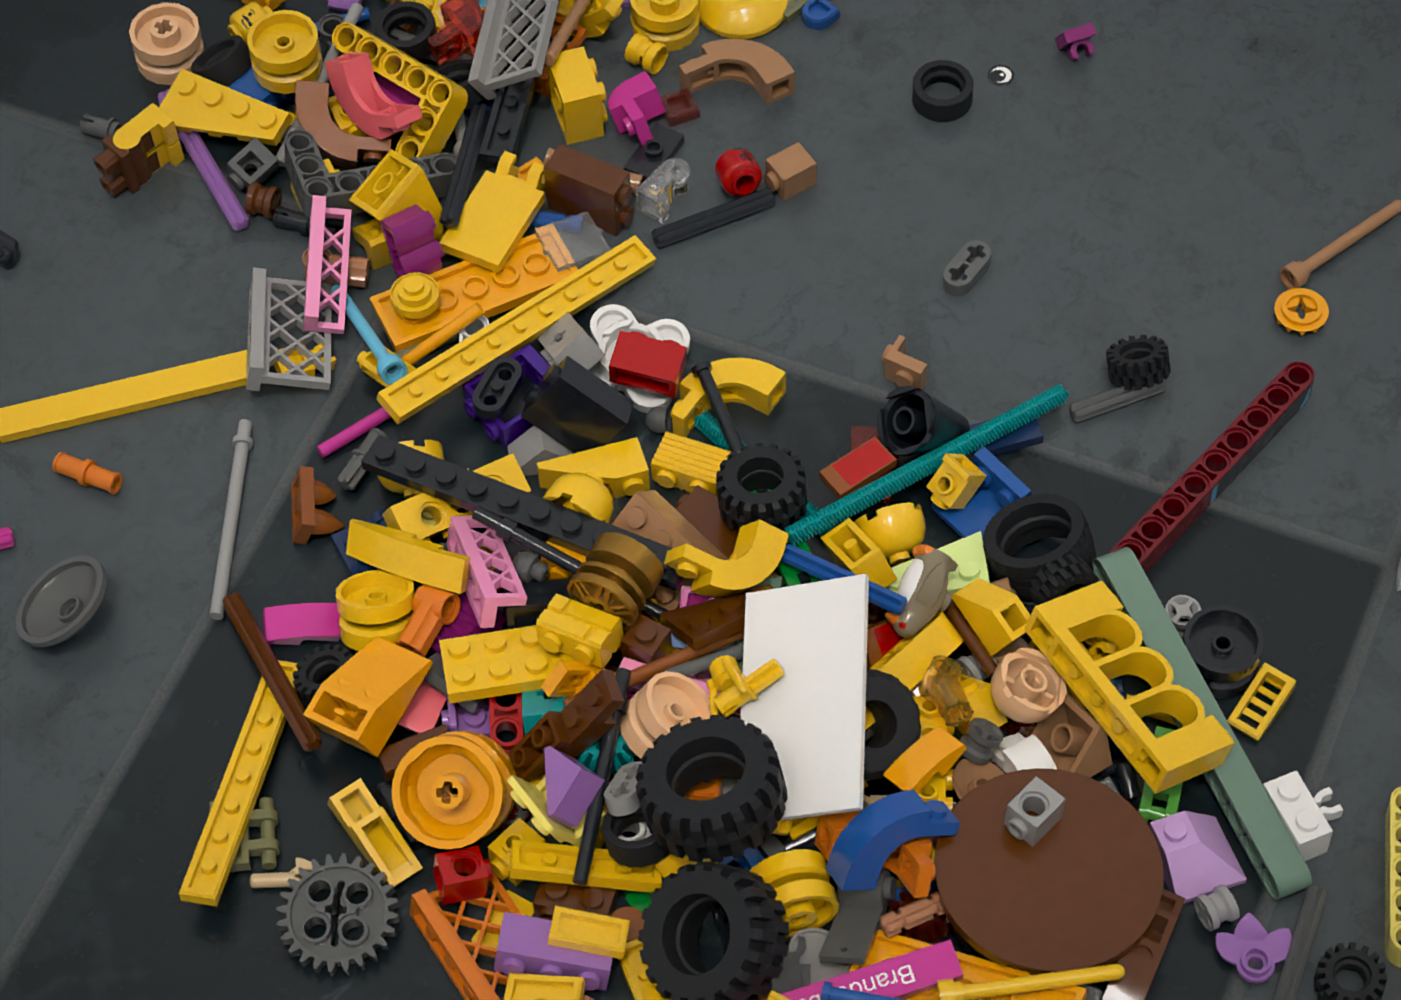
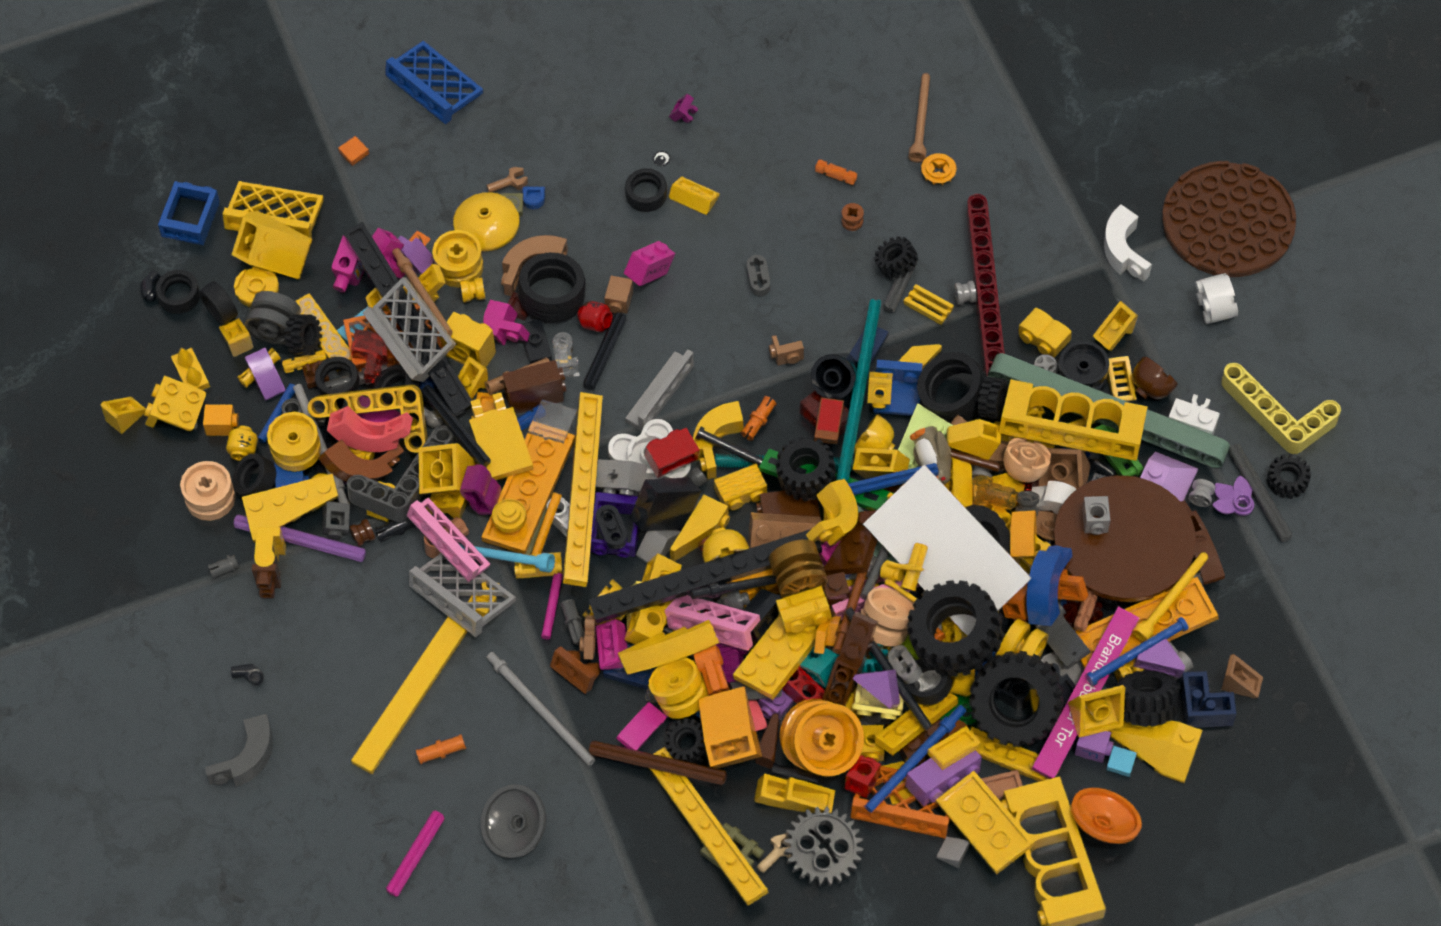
camera: 45 degrees left, 5 degrees up
(348, 488) = (587, 643): none -> medium nougat plate
(367, 506) = (611, 642): none -> dark pink slope
(538, 134) = (473, 376): none -> yellow slope
(609, 901) = (946, 725): none -> blue bar
(728, 301) = (661, 389): none -> light grey fence
(730, 80) = (551, 266): none -> black tyre
(795, 411) = (758, 418): none -> orange pin
(853, 160) = (649, 263): none -> dark pink brick
(991, 135) = (693, 195): none -> yellow slope
(1053, 484) = (921, 354): none -> yellow tile
(1119, 421) = (930, 301): none -> yellow tile
(1135, 292) = (850, 222): none -> dark orange wheel
(1177, 227) = (836, 172): none -> orange axle
(1177, 460) = (965, 292): none -> light grey wheel
(1224, 575) = (1044, 332): none -> yellow brick
(1294, 730) = (1152, 380): none -> reddish brown cylinder
(1318, 635) = (1119, 322): none -> yellow slope

